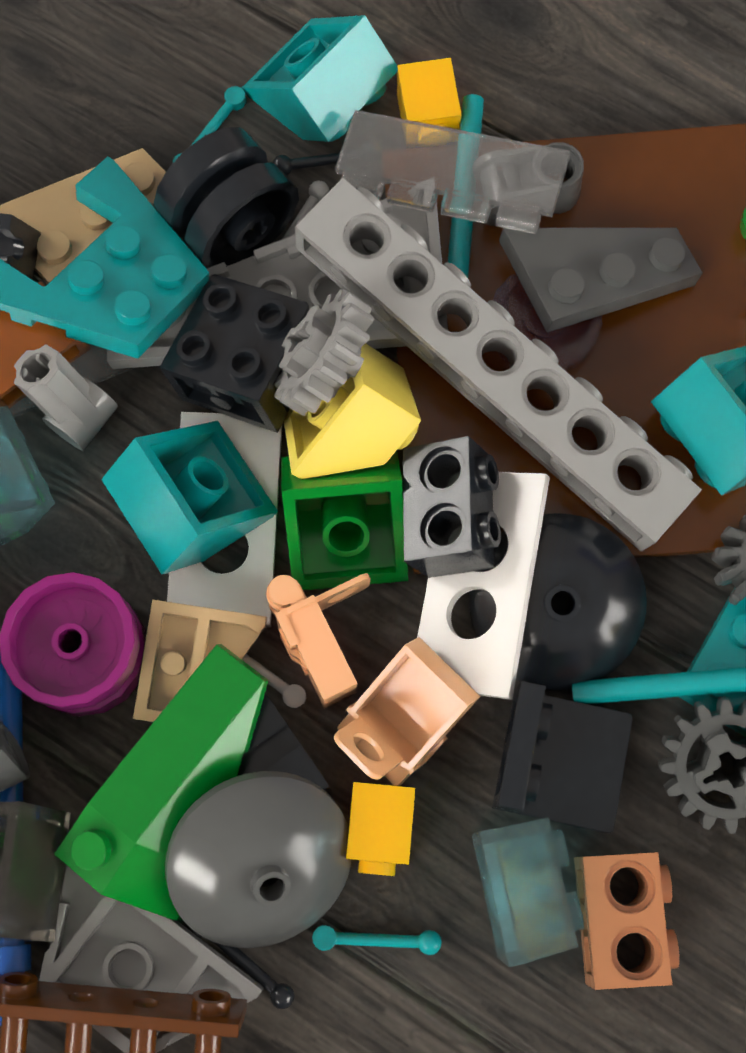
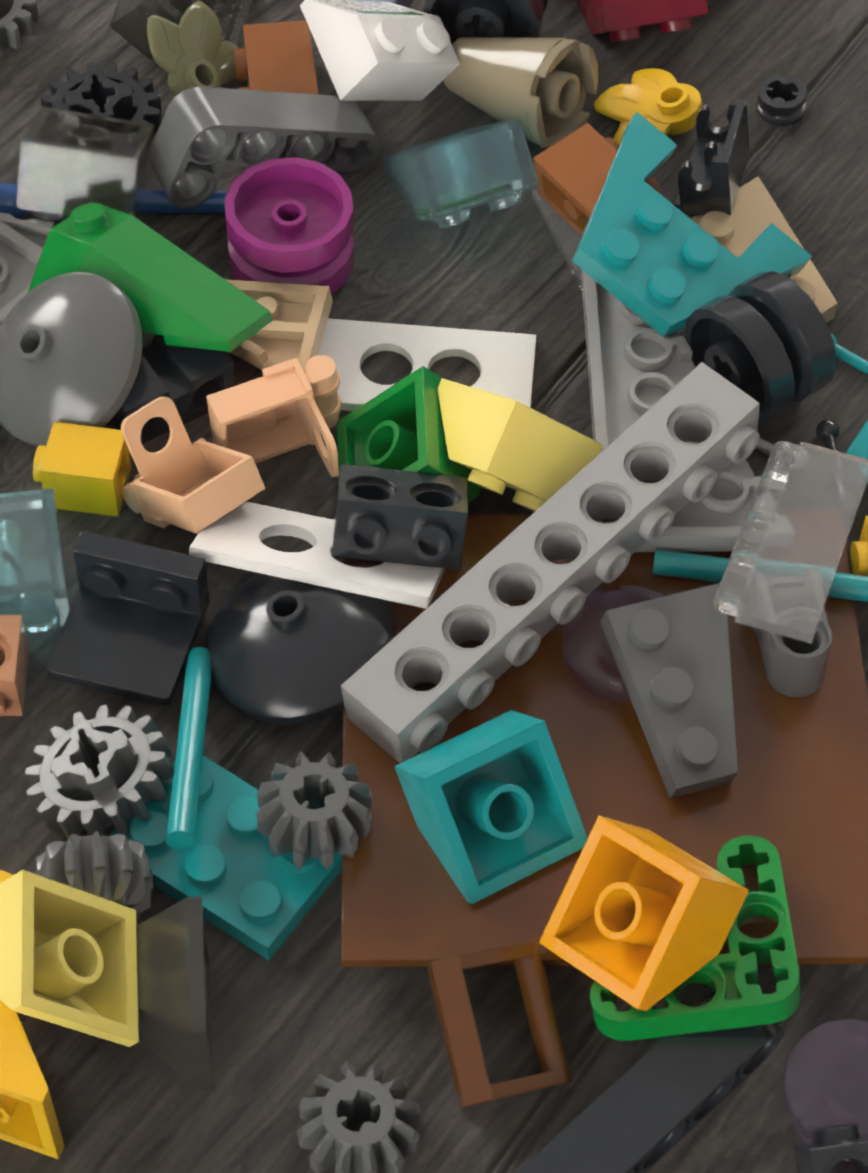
camera: 90 degrees right, 20 degrees down
(71, 402) = (537, 233): light grey piece -> none
(187, 494) = (440, 318): teal slope -> none
(233, 351) = (587, 346): black bracket -> none
(323, 352) = (566, 391): light grey gear -> none

